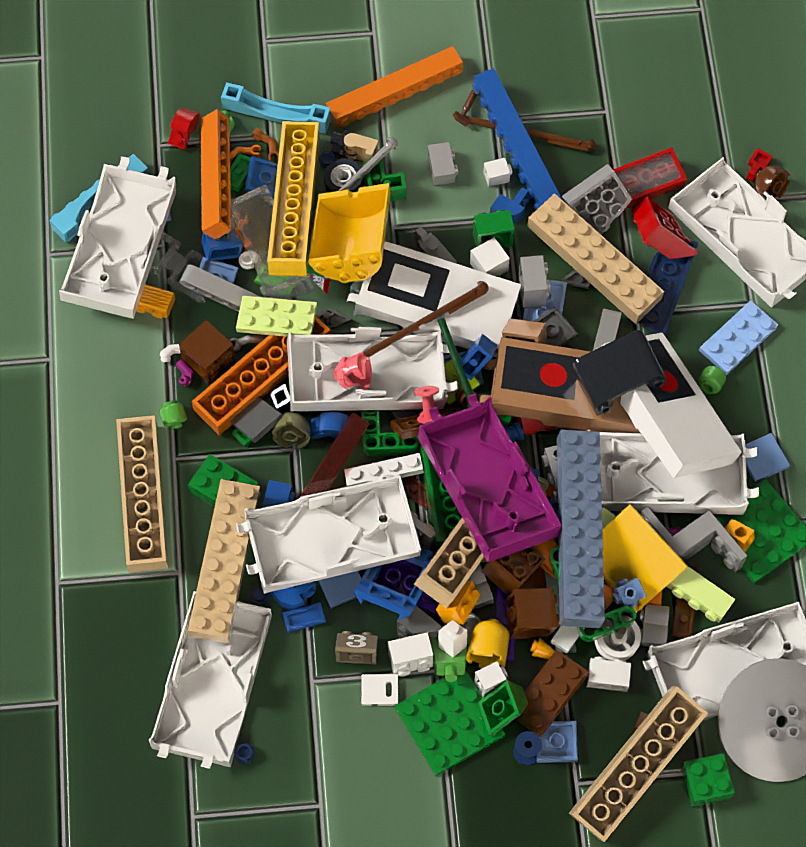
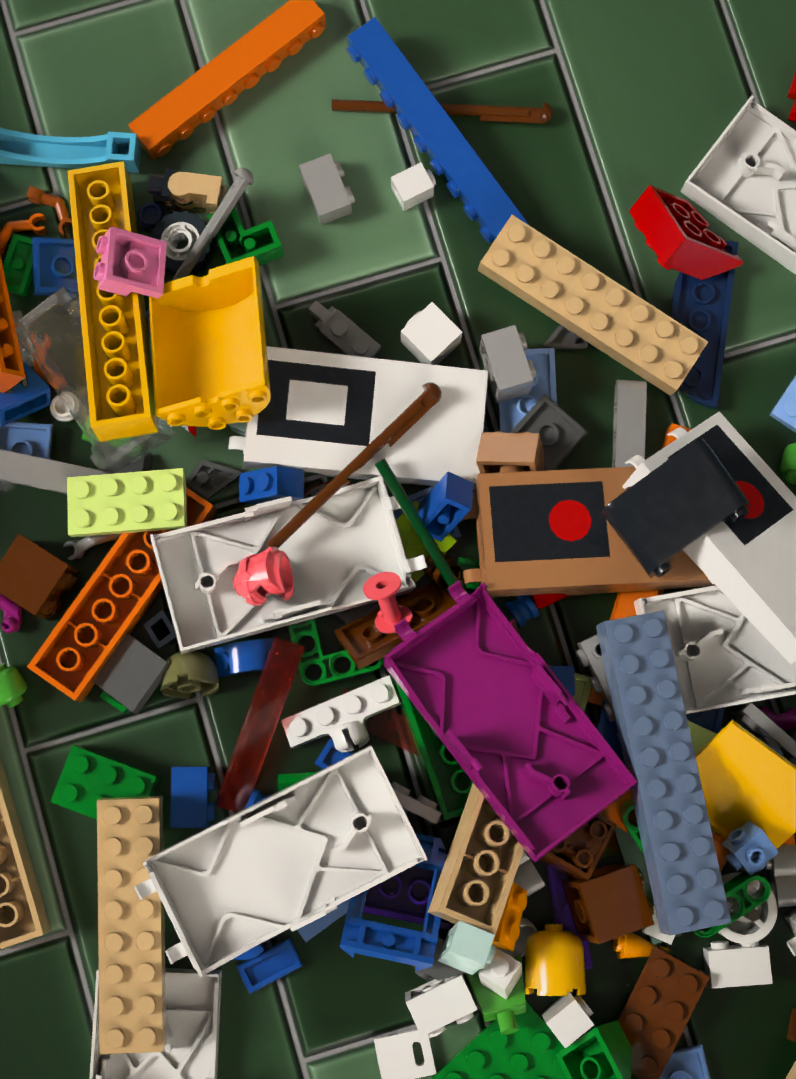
camera: 10 degrees left, 15 degrees up
(311, 176) = (130, 263): none -> bright pink plate
(356, 647) = (358, 1004): dark tan slope -> none
(371, 319) = (271, 484): none -> blue brick
(434, 608) = (467, 948): none -> light aqua brick
(461, 117) = (339, 107): reddish brown piece -> none
(491, 225) = (427, 283): green brick -> none
(516, 206) = (444, 247): blue brick -> none
(599, 198) = (578, 206): light grey wedge -> none
(651, 176) = (639, 154): clear brick -> none

